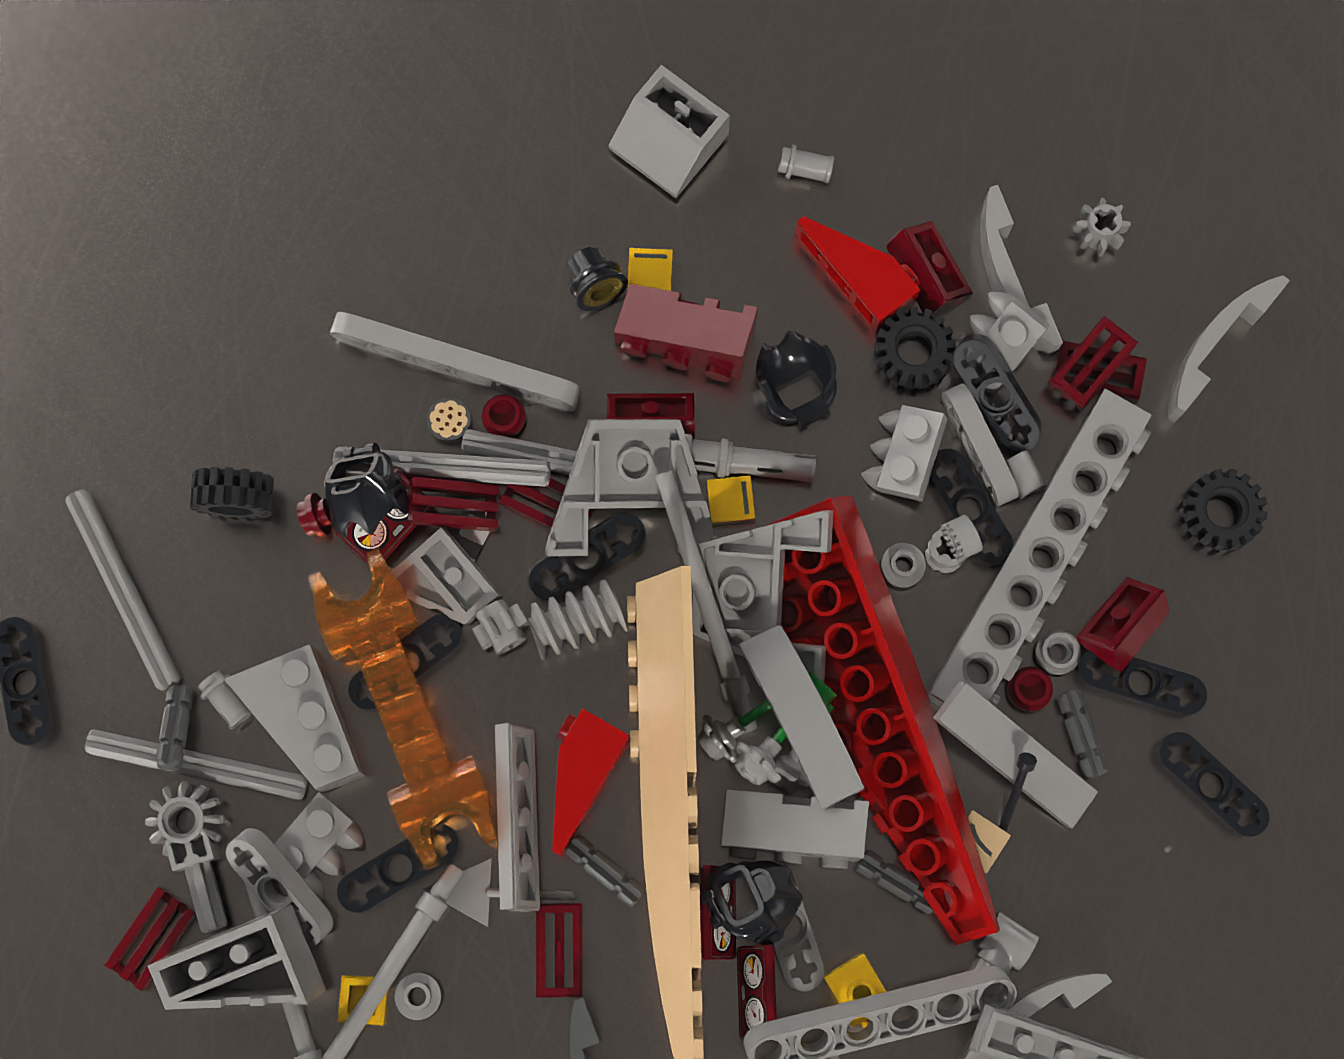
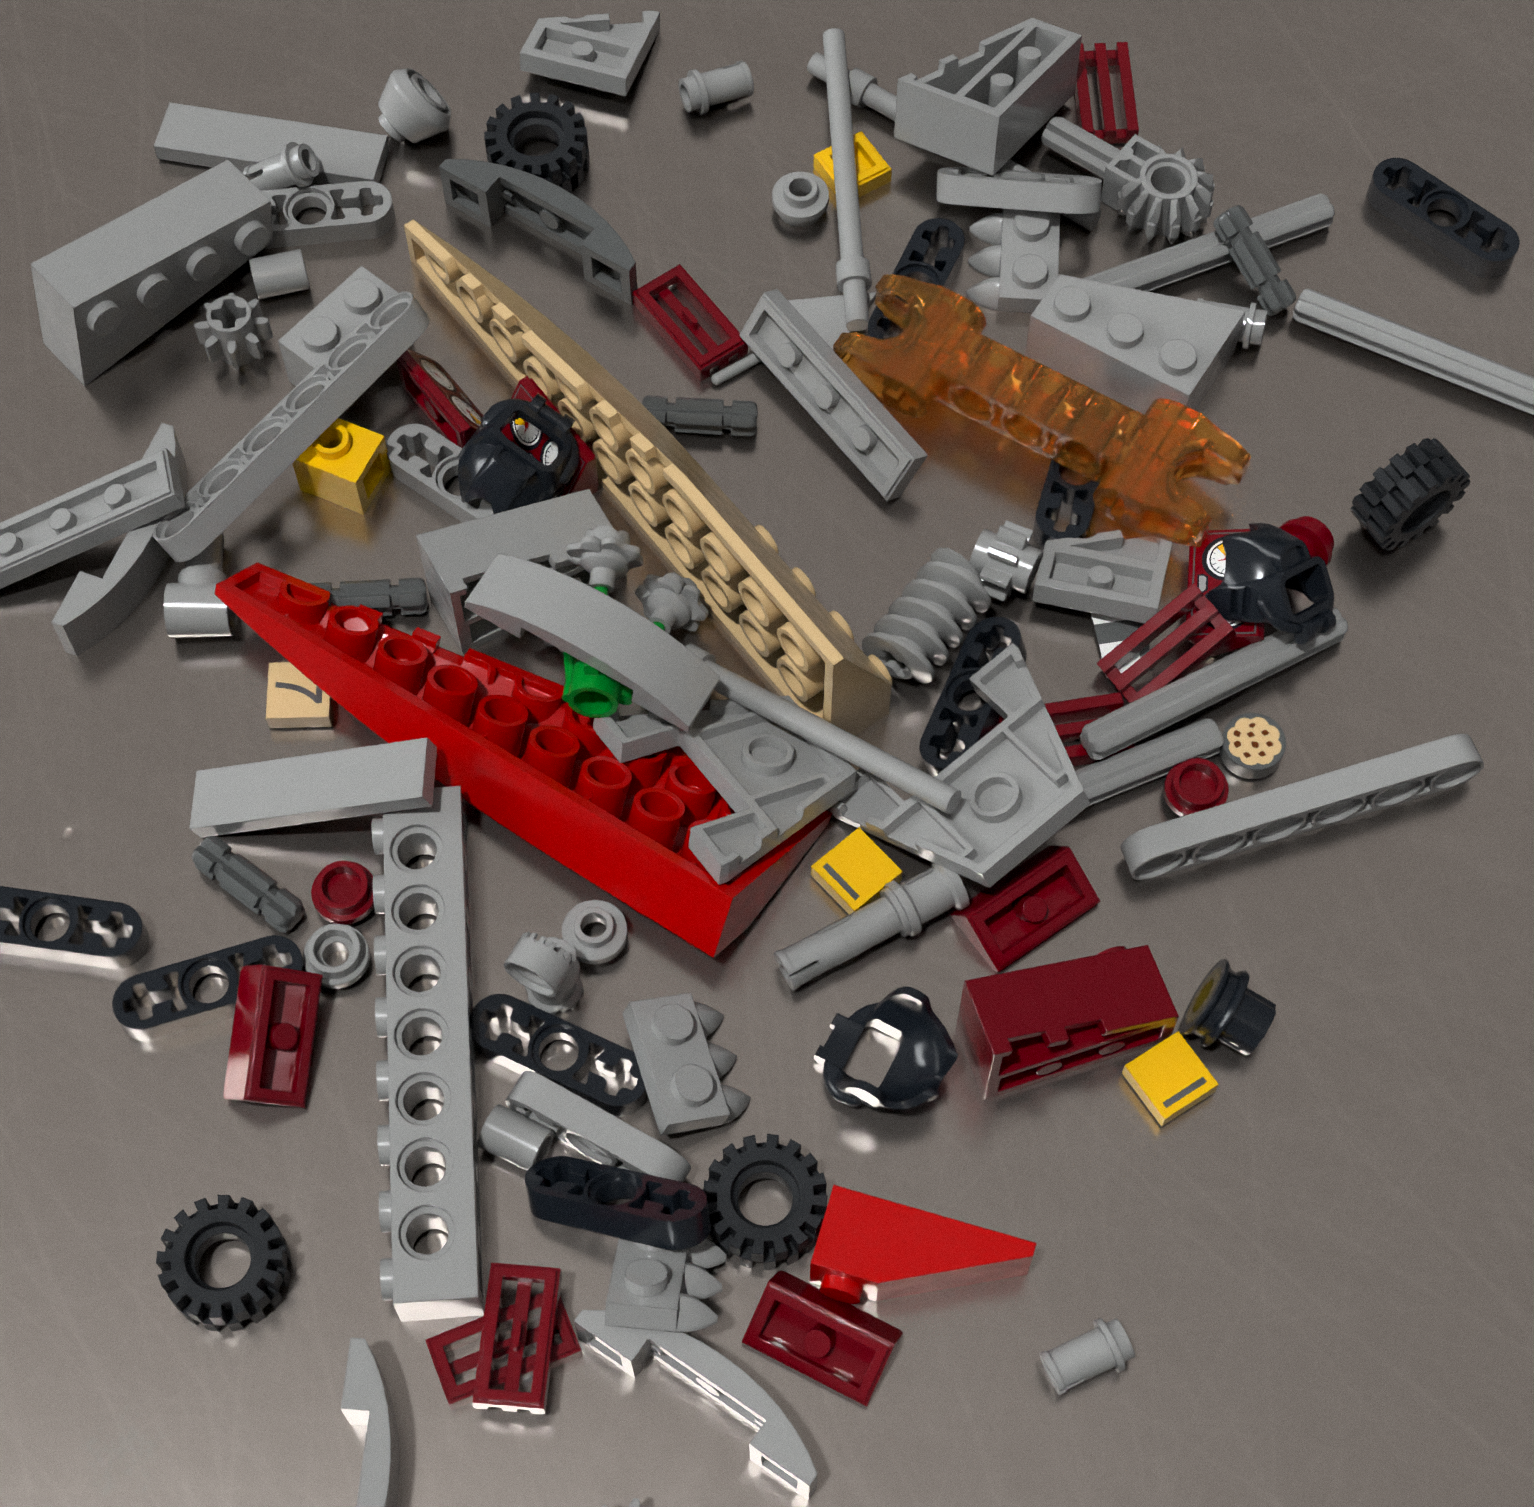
camera: 145 degrees right, 15 degrees down
(584, 765) = (800, 482): red slope -> none
(669, 131) = (1293, 1266): light grey slope -> none
(1026, 763) = (291, 760): black piece -> none

